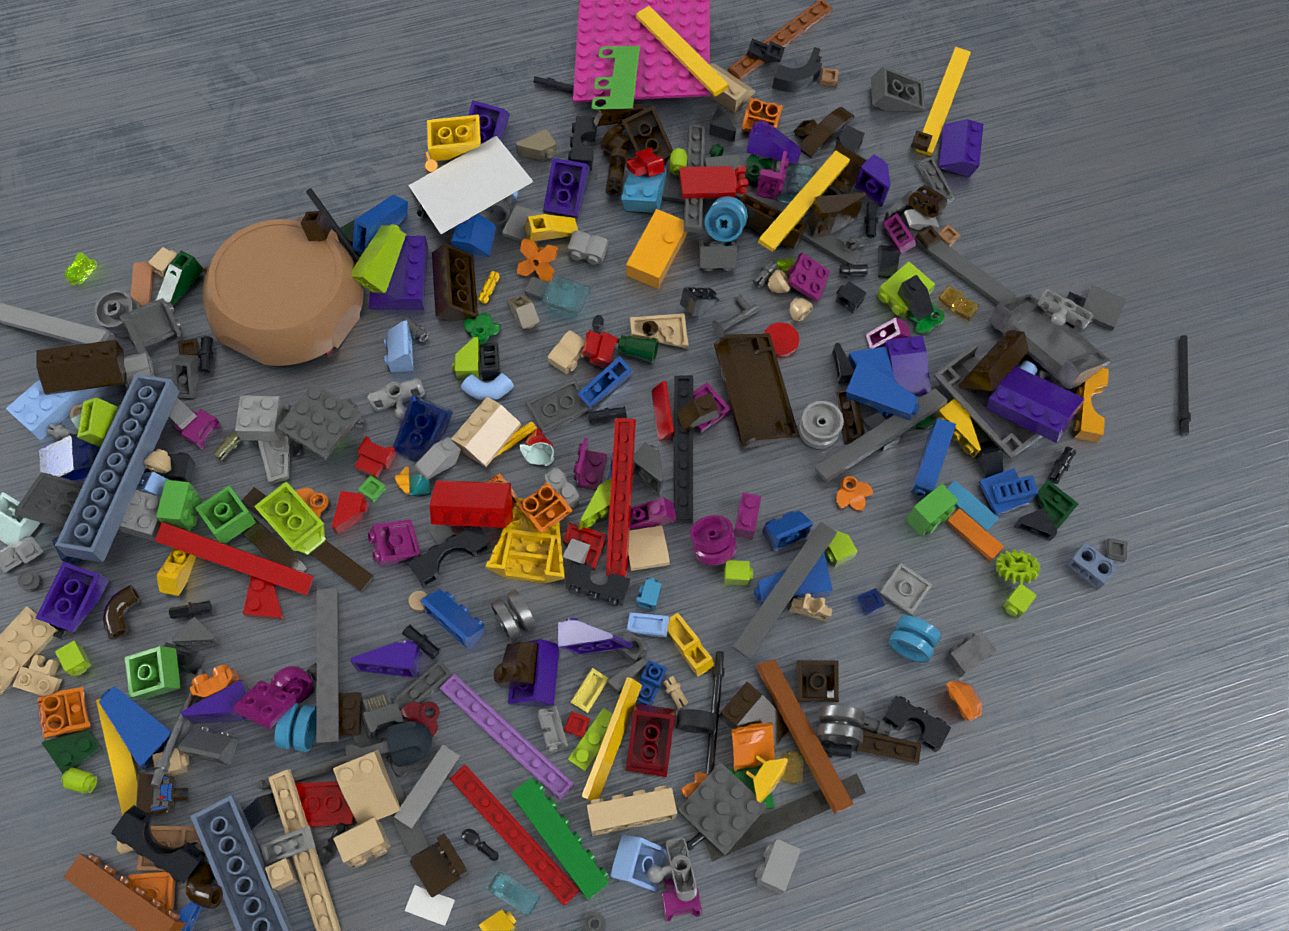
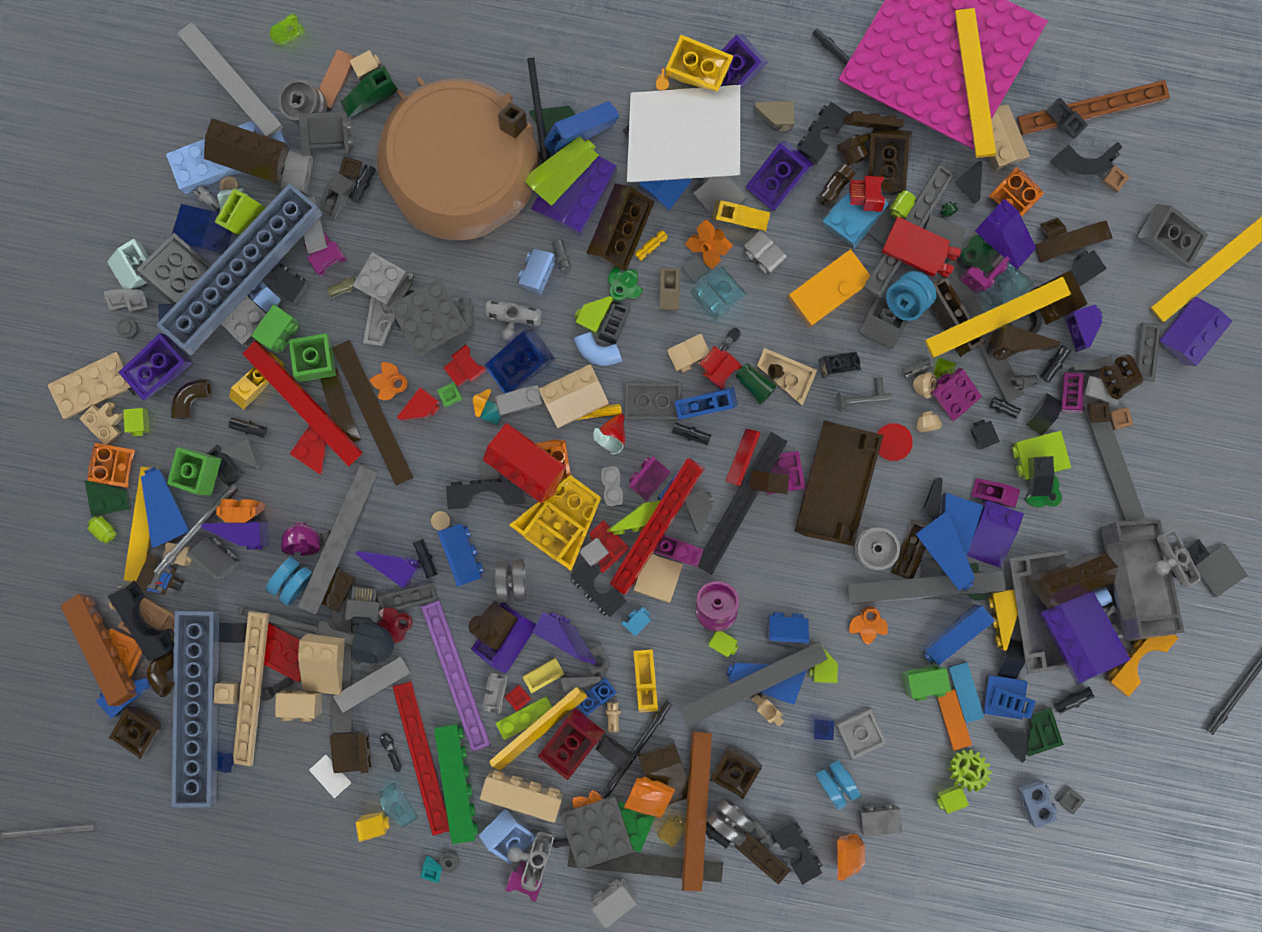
camera: 40 degrees right, 20 degrees up
(158, 461) = (275, 279): tan cone -> none
(264, 704) = (269, 556): magenta plate -> none
(287, 845) = (240, 675): light grey tile -> none
(292, 519) = (366, 392): lime slope -> none
(393, 542) = (444, 457): magenta plate -> none
(544, 508) = (585, 499): orange slope -> none
(623, 79) = (897, 88): bright green piece -> none
(648, 624) = (621, 646): light blue tile -> none
(747, 516) = (761, 597): magenta brick -> none
(768, 776) = (645, 831): yellow piece -> none
(921, 141) = (1160, 304): dark brown tile -> none
(955, 301) = (1084, 493): clear yellow slope -> none

